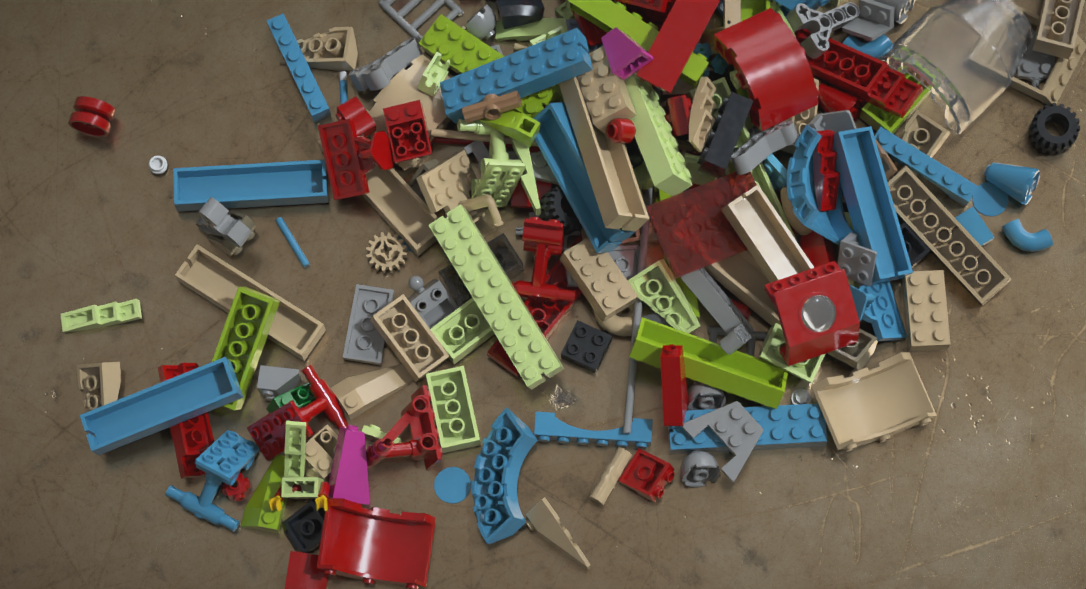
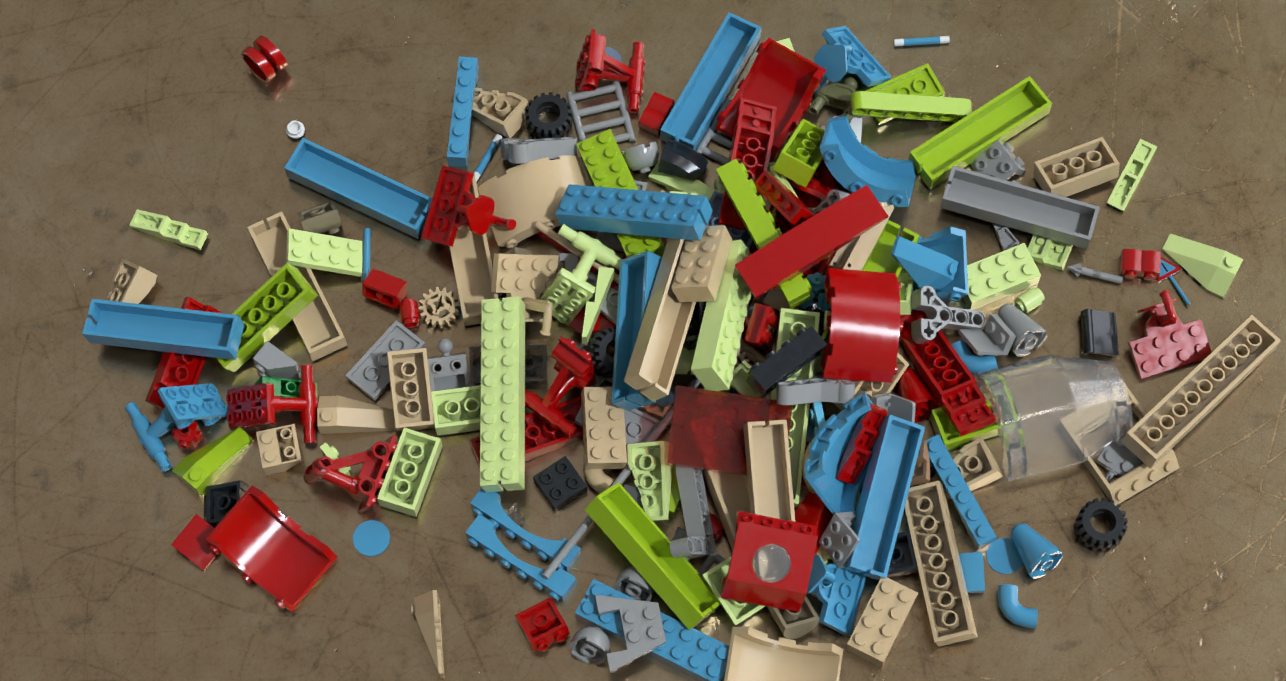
camera: 30 degrees right, 5 degrees down
(217, 222) = (310, 203): light grey beam -> none
(257, 259) = (324, 252): none -> yellowish green plate
(295, 449) = (250, 428): yellowish green slope -> none
(302, 488) = (235, 464): torso -> none
(329, 262) = (384, 288): none -> red brick
(349, 467) = (287, 472): dark pink slope -> none
(354, 109) = (482, 180): red brick -> none
(363, 271) = (409, 313): none -> red brick
(375, 19) = (548, 104): none -> black tyre
(407, 131) = (515, 210): red slope -> none
(433, 75) = (569, 174): yellowish green hinge -> none
(492, 106) = (595, 227): medium nougat piece -> none
(498, 476) = (412, 552): dark azure brick -> none
(515, 125) = (605, 252): lime slope -> none
(541, 401) = (489, 506): none -> dark azure arch
(610, 476) = (510, 607): tan axle -> none
(621, 130) = (692, 306): red head -> none
(624, 53) = (735, 241): dark pink slope -> none
(673, 385) = (607, 556): red slope -> none
(700, 115) = (774, 332): tan slope -> none
(800, 396) = (722, 634): white plate -> none

